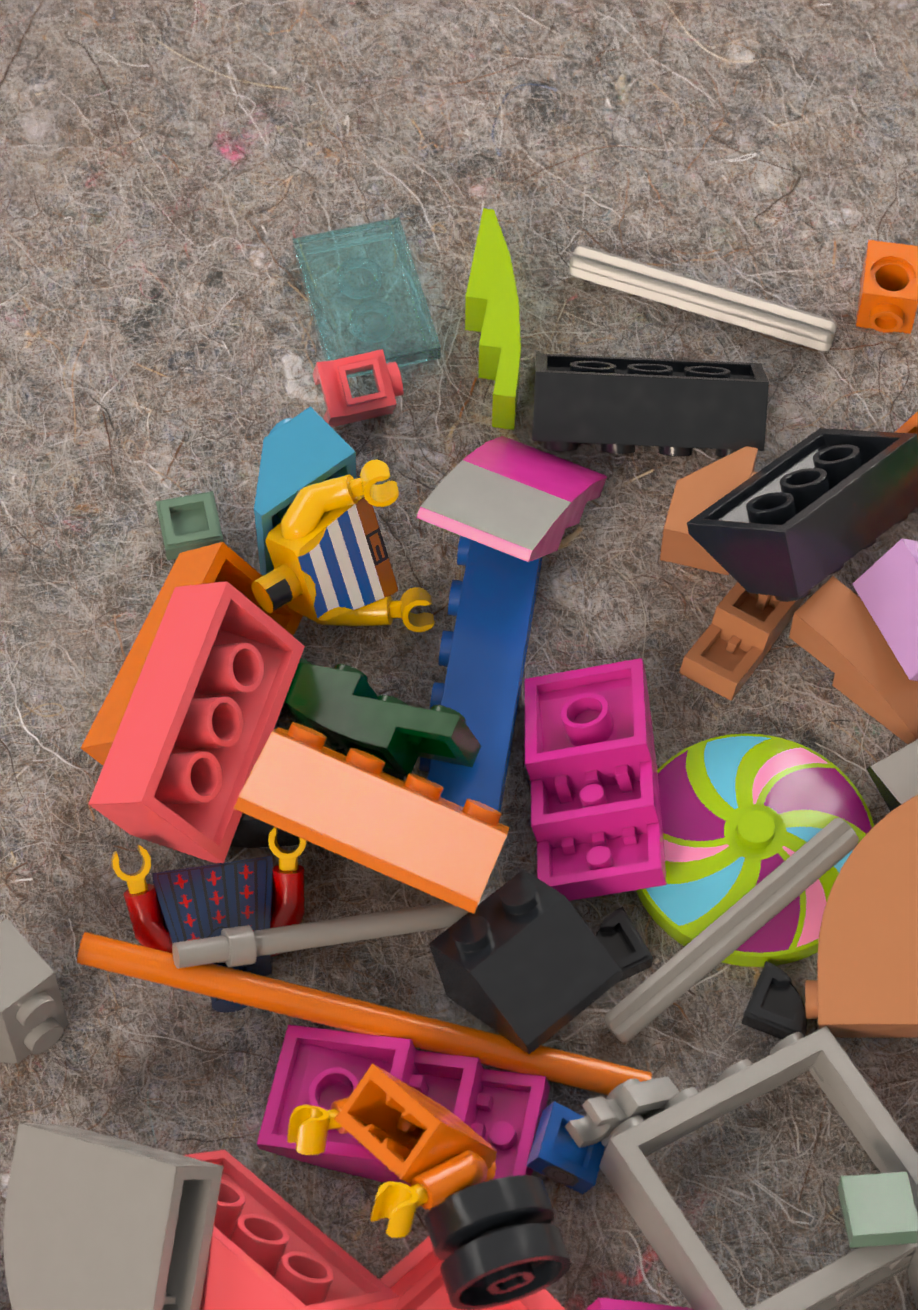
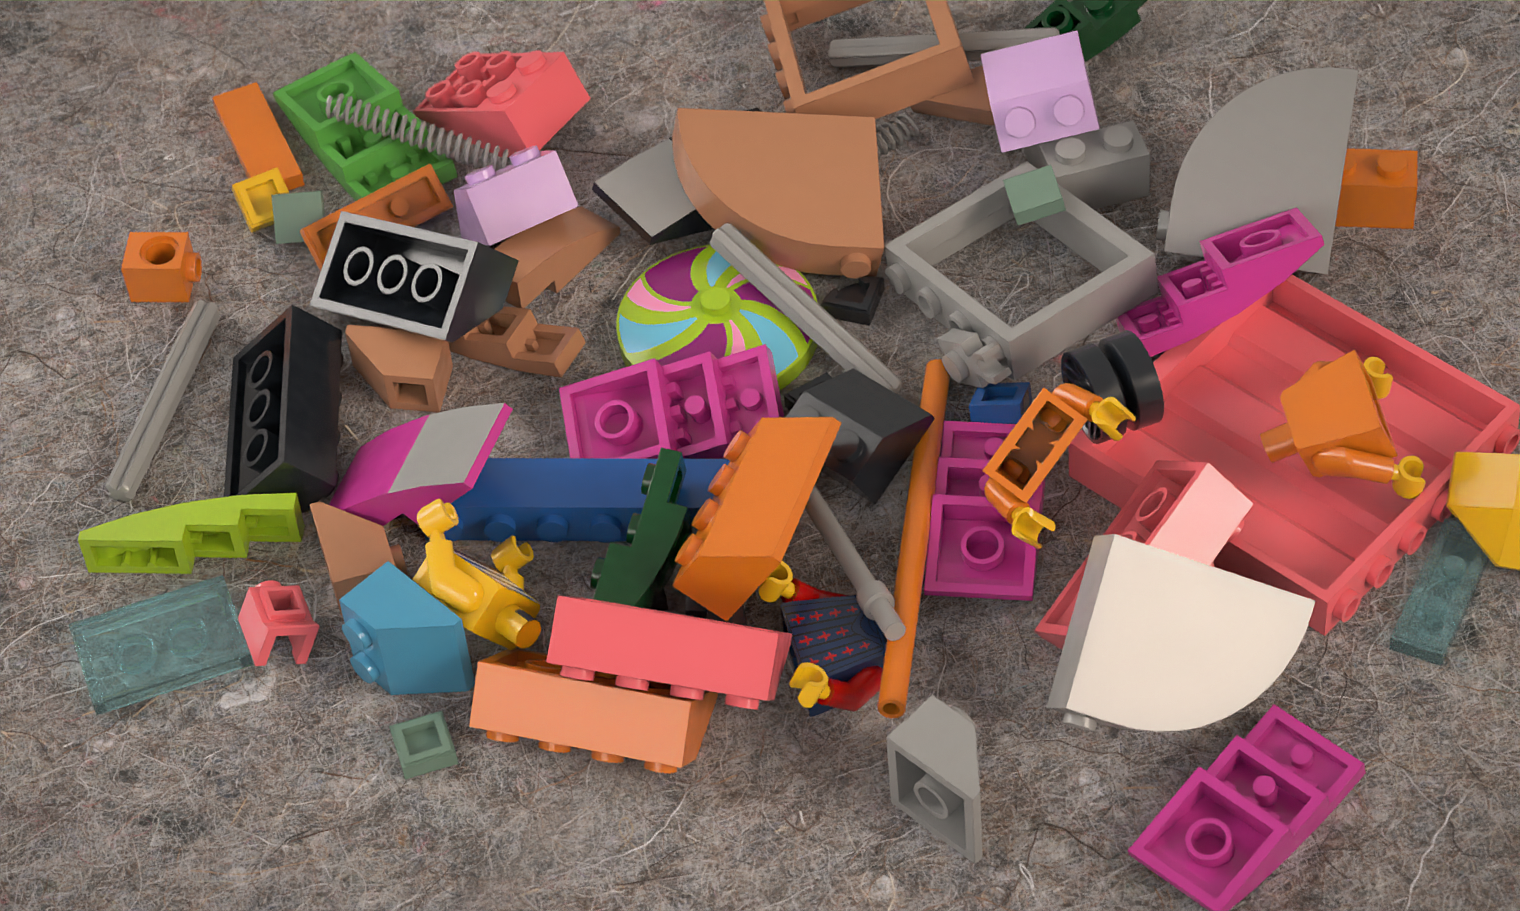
camera: 90 degrees left, 10 degrees down
(429, 450) = (352, 547): none -> nougat slope

